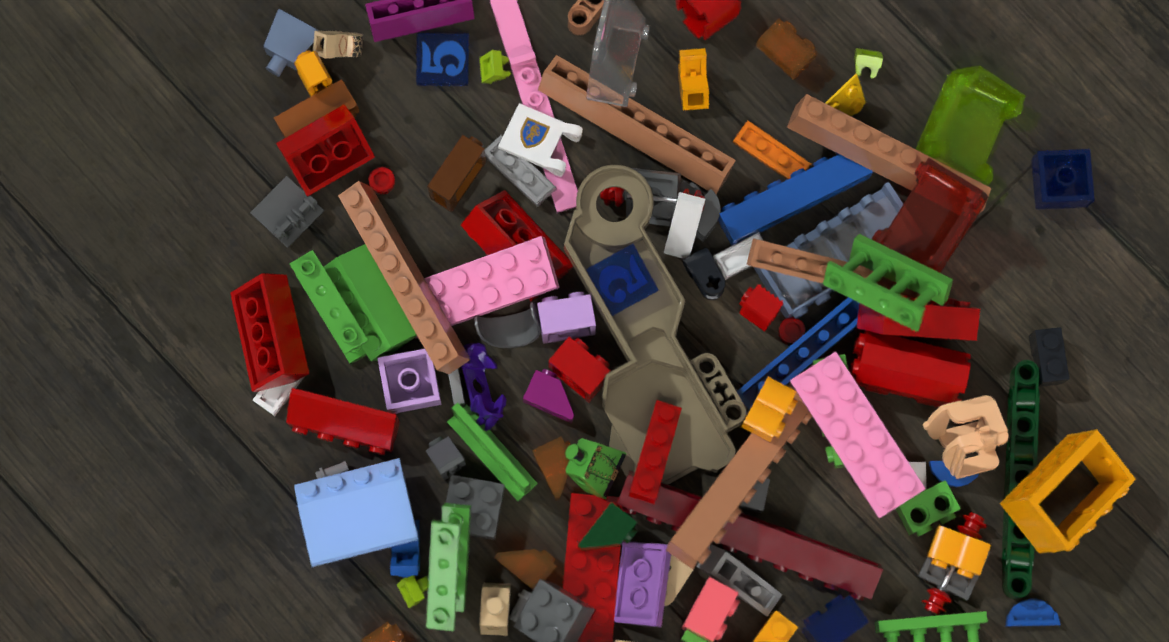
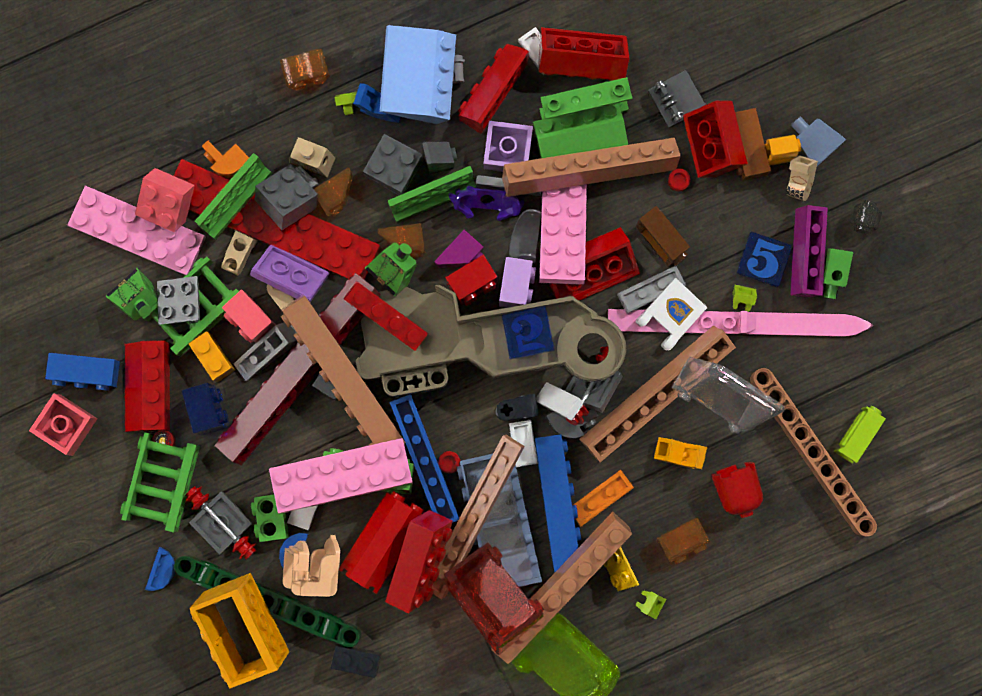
camera: 115 degrees right, 5 degrees up
(448, 566) = (349, 126): bright green fence -> none
(609, 530) = (337, 261): dark green slope -> none
(760, 306) = (474, 440): red brick -> none
(769, 409) = (385, 414): light orange brick -> none
(896, 267) = (468, 550): bright green fence -> none
(958, 551) = (226, 526): light orange brick -> none

